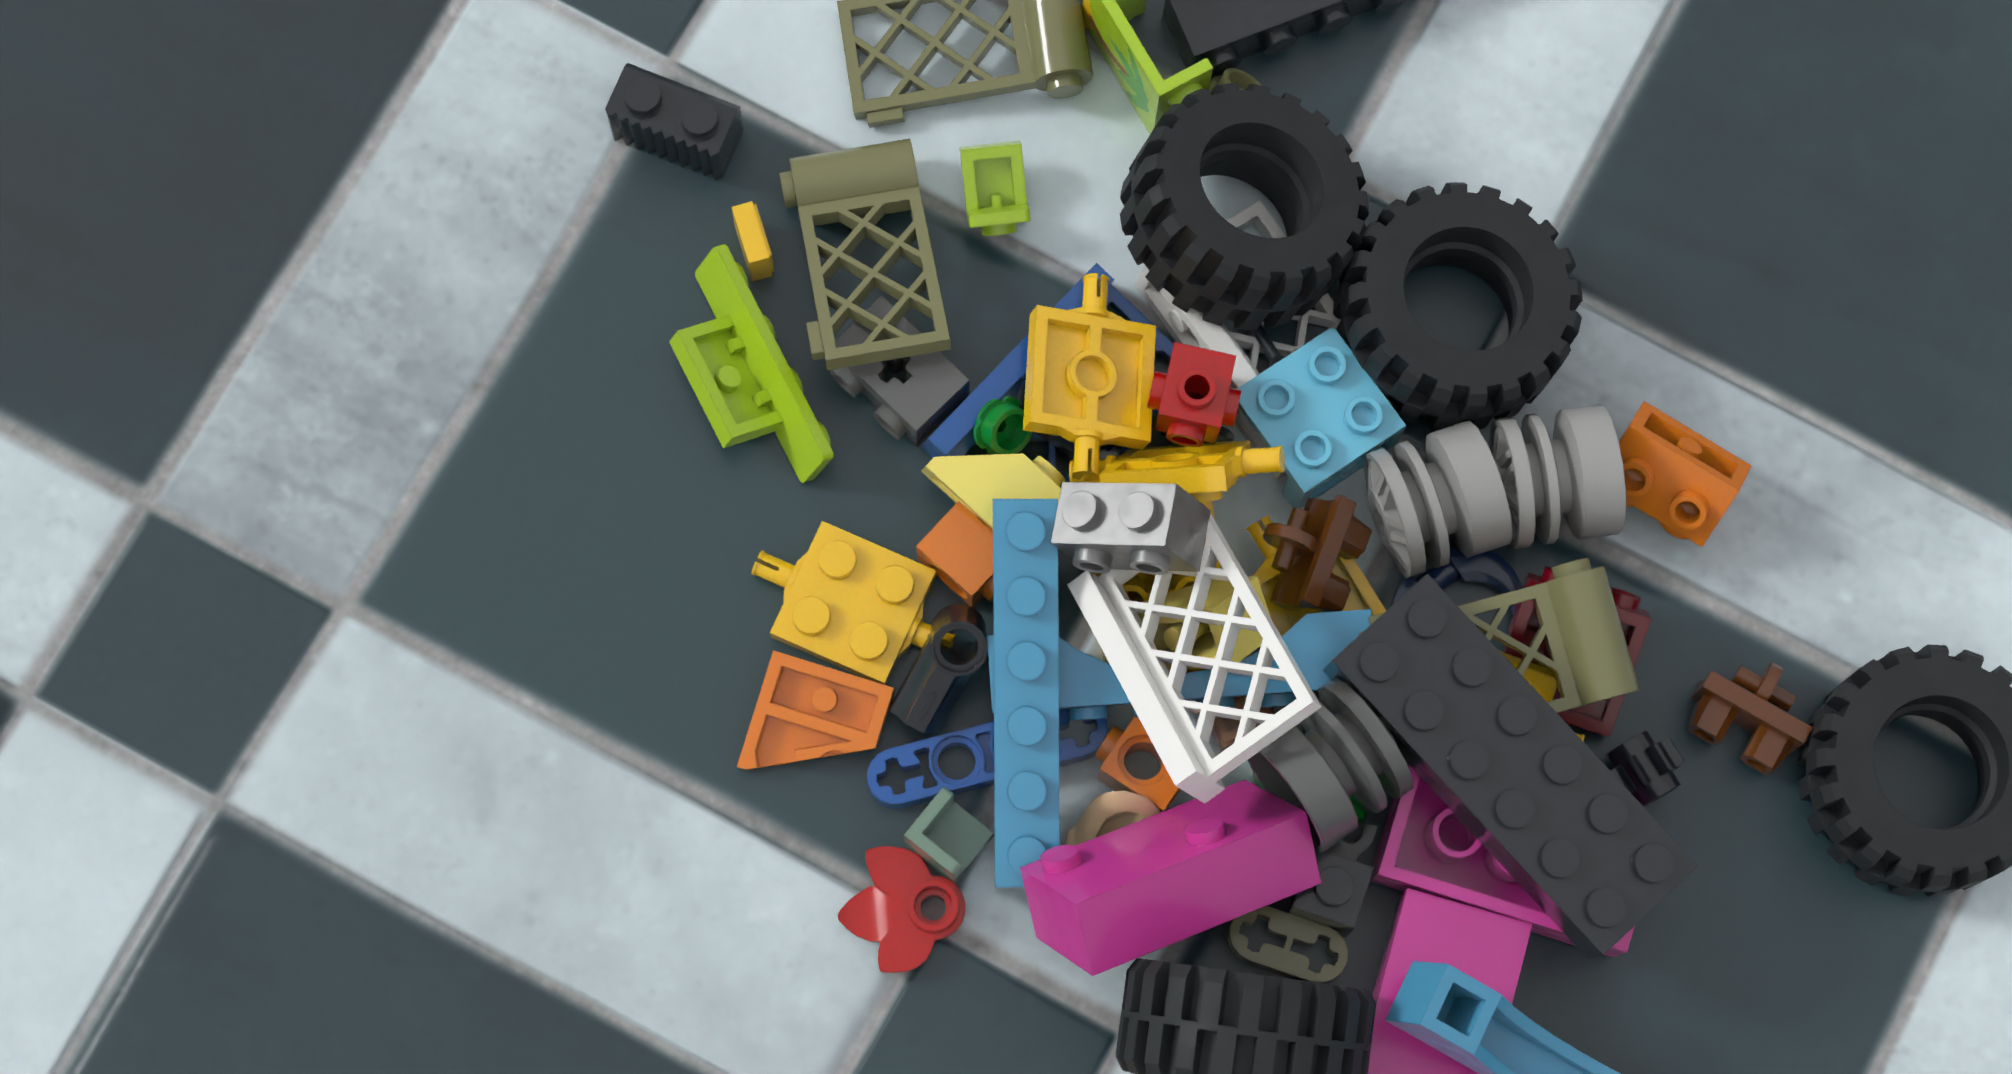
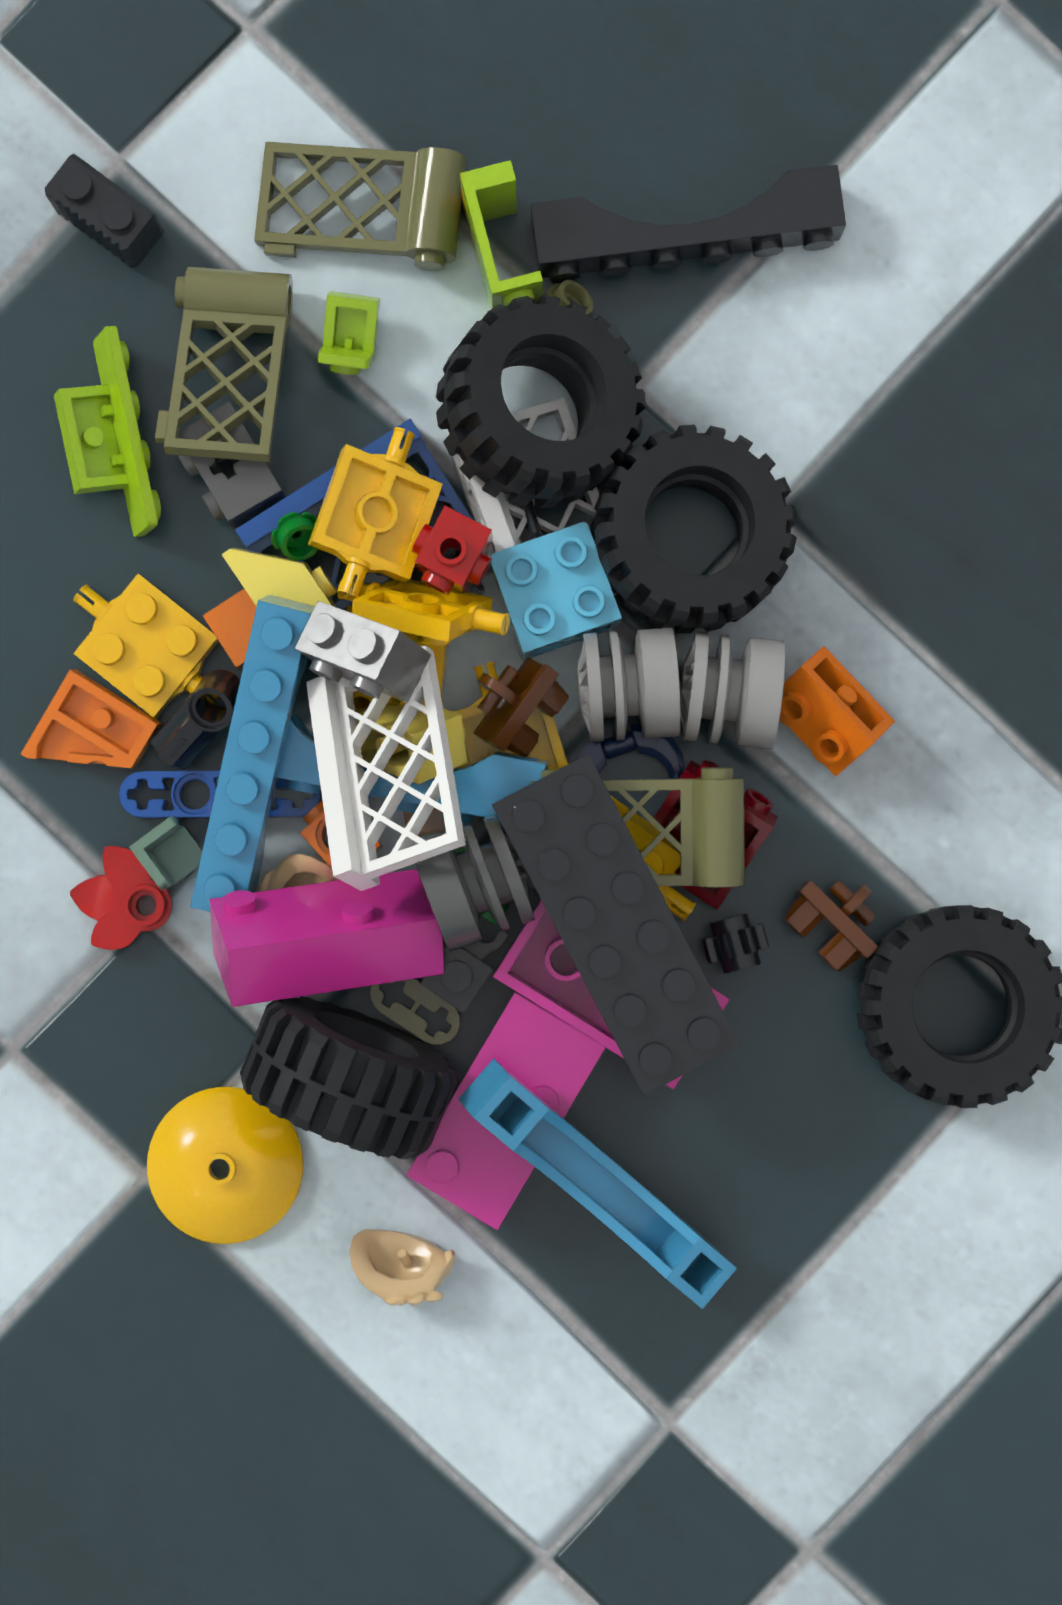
camera: 20 degrees right, 10 degrees up
(753, 241) = (142, 328): yellow tile -> none

